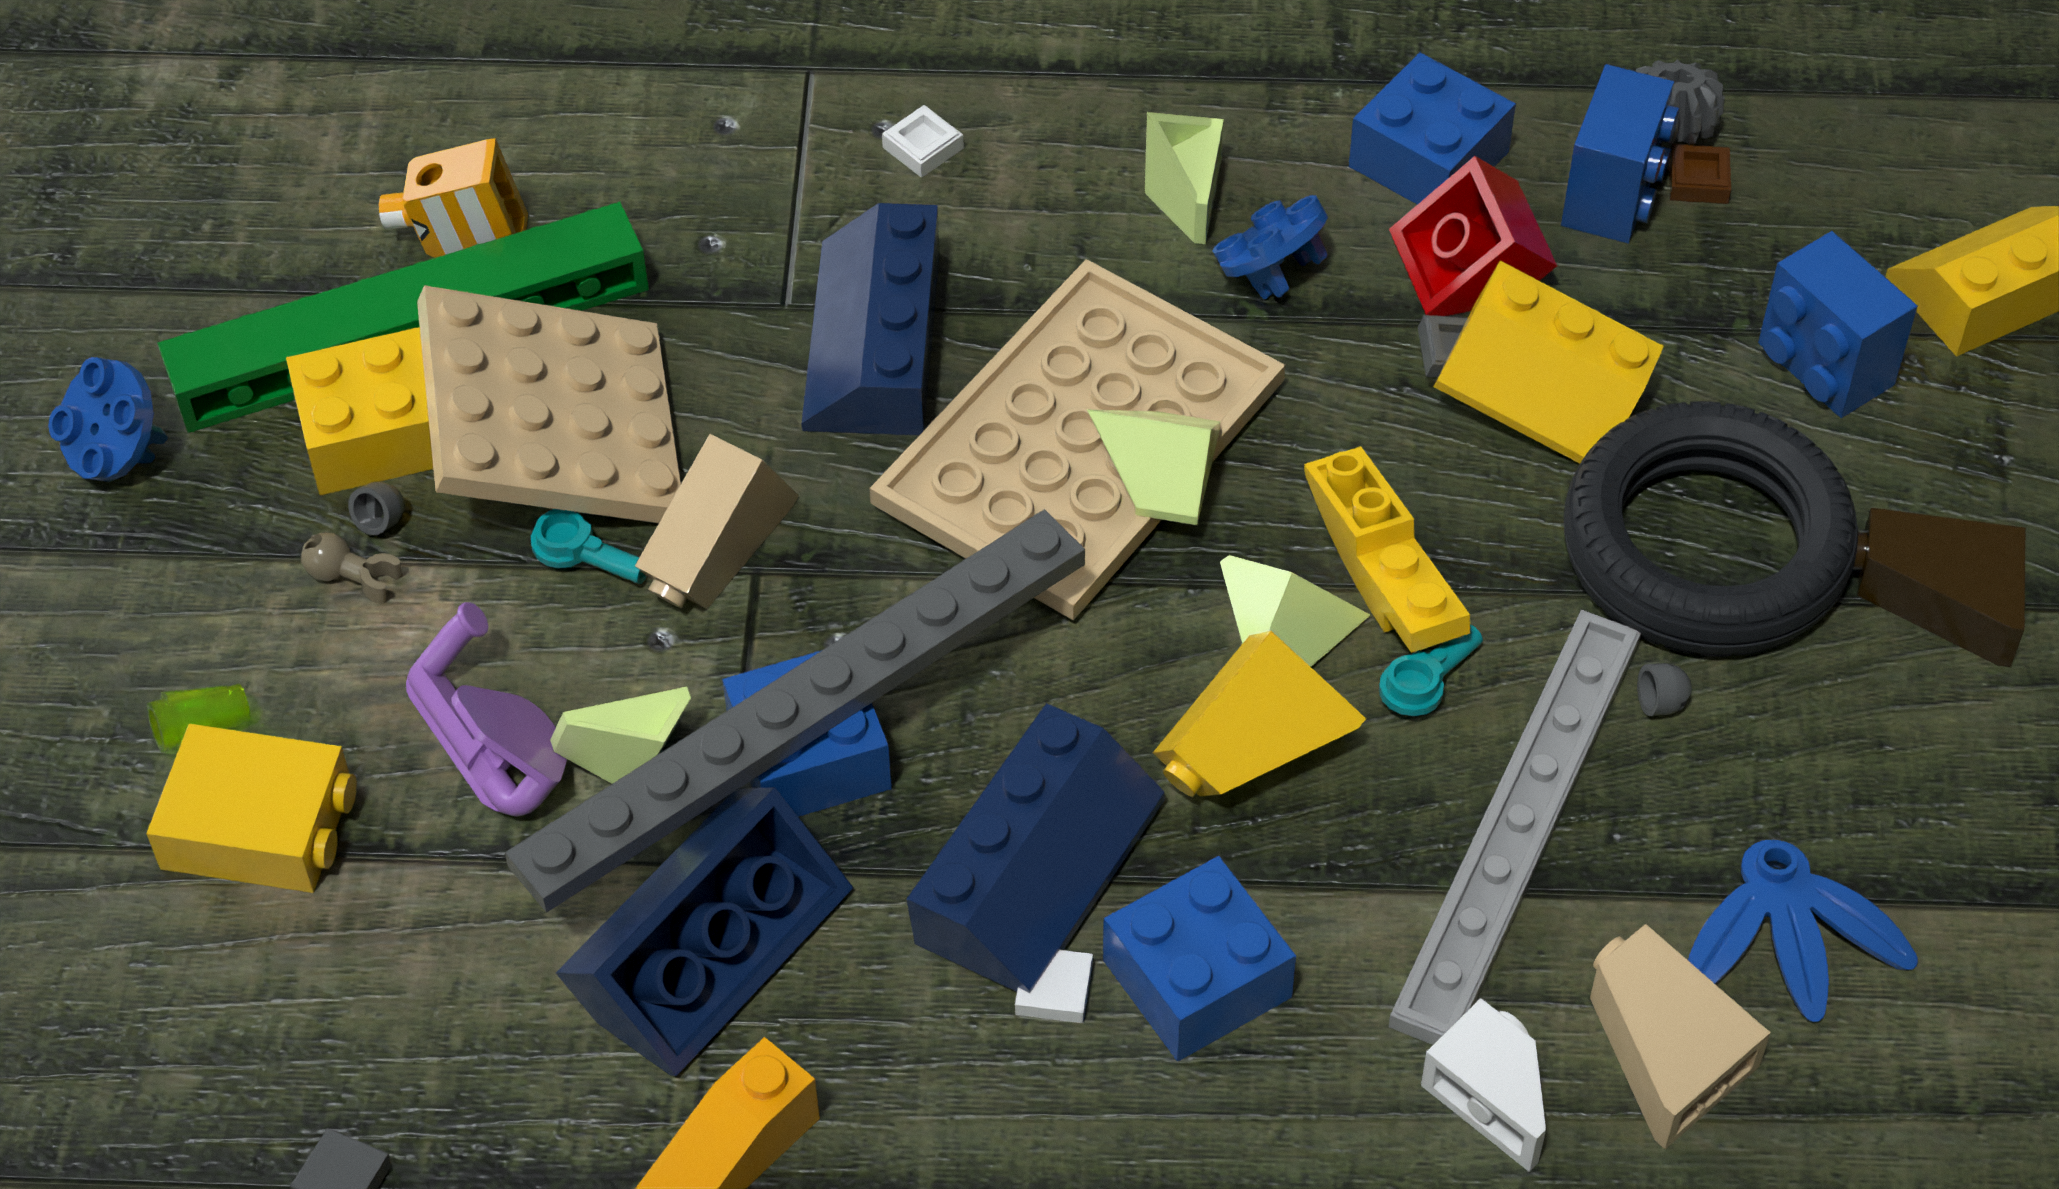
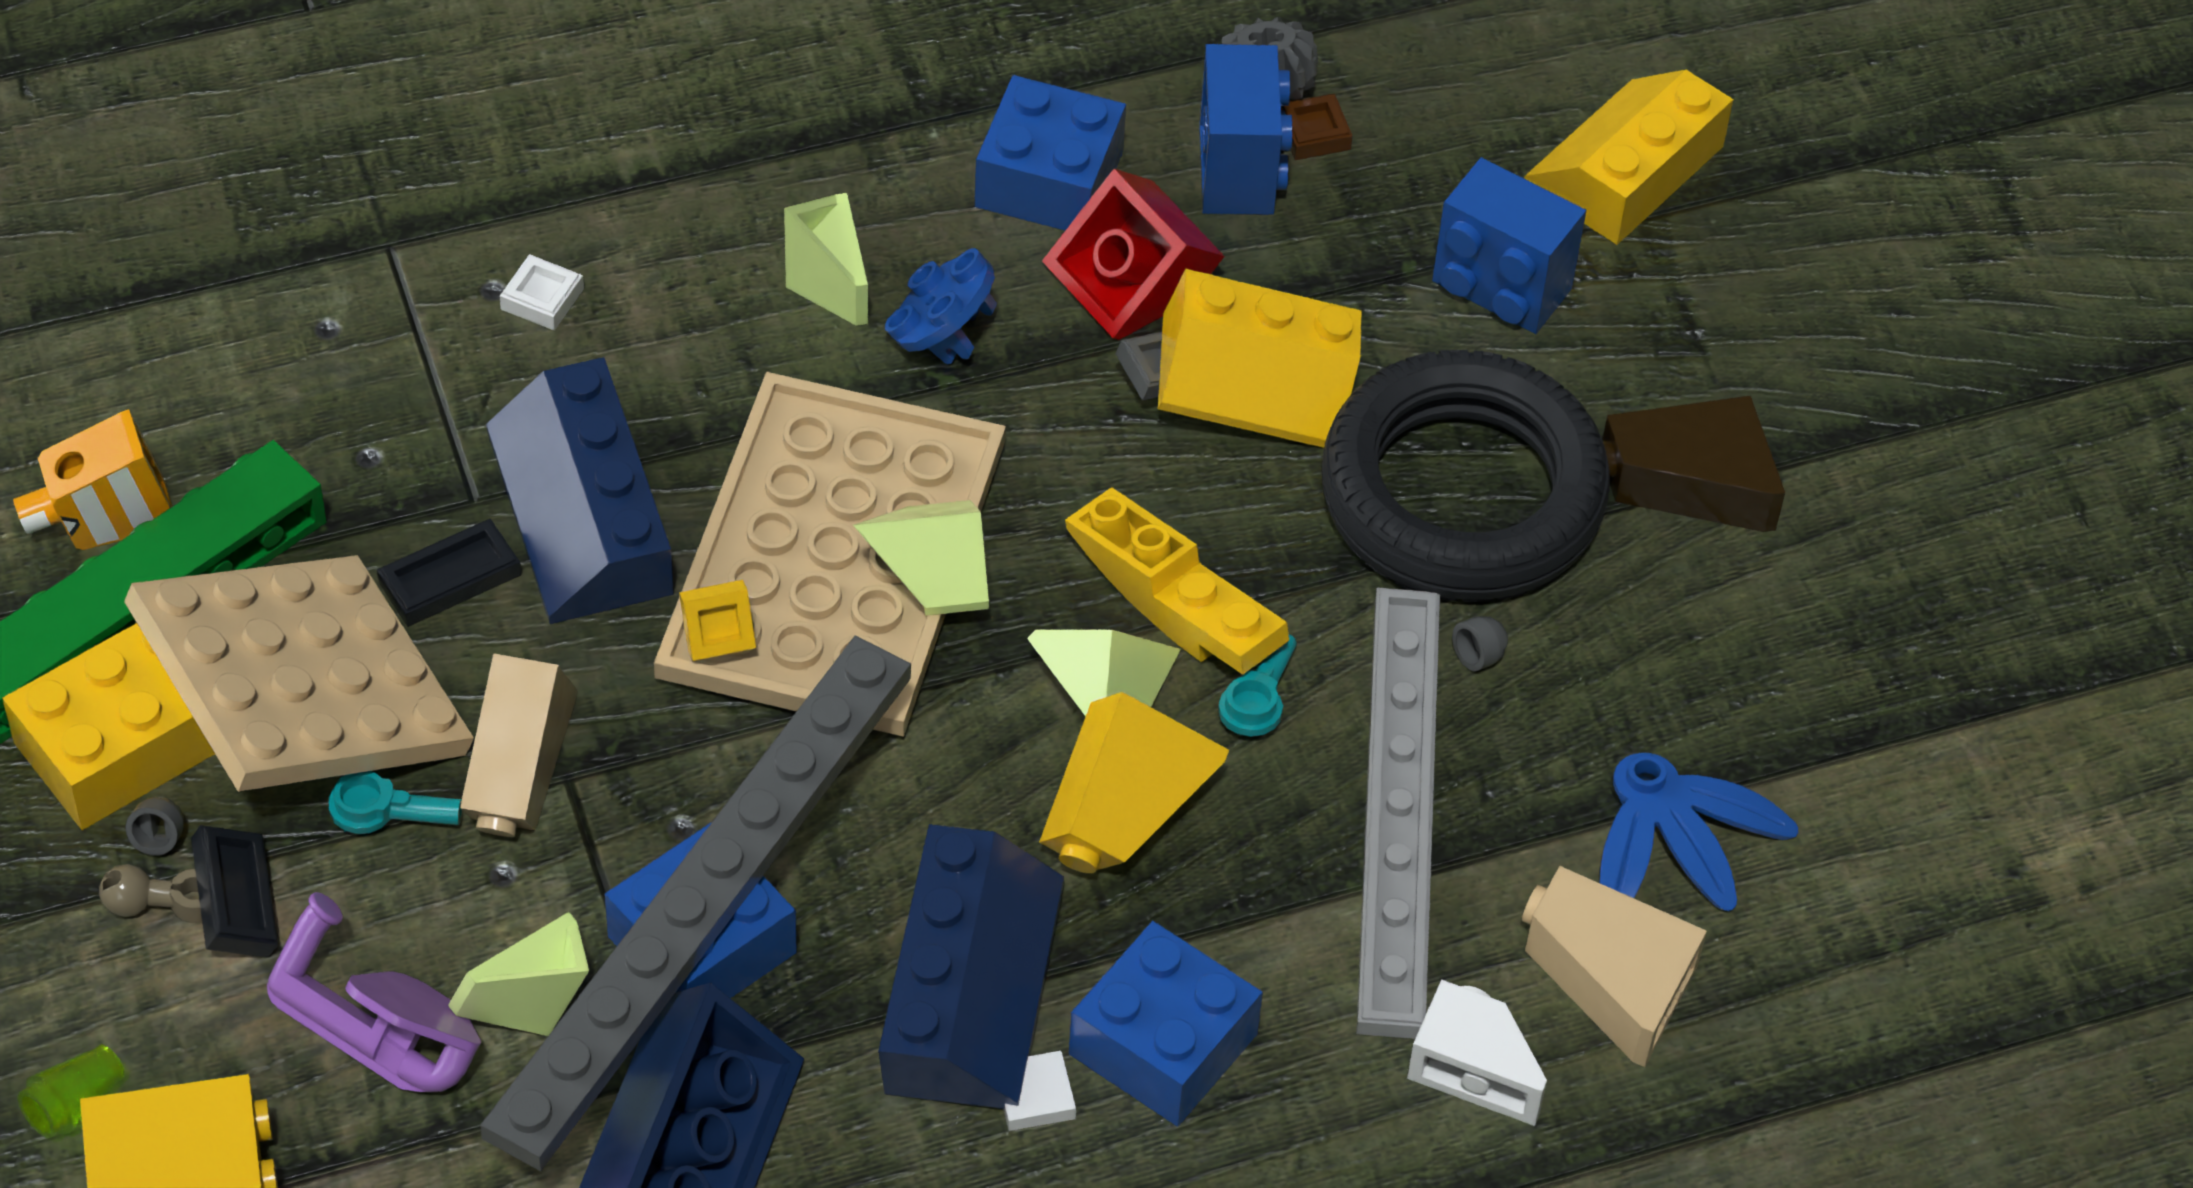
camera: 25 degrees left, 0 degrees up
(415, 584) = (234, 891): none -> black tile
(732, 360) = (449, 572): none -> black tile
(935, 463) = (717, 620): none -> yellow tile

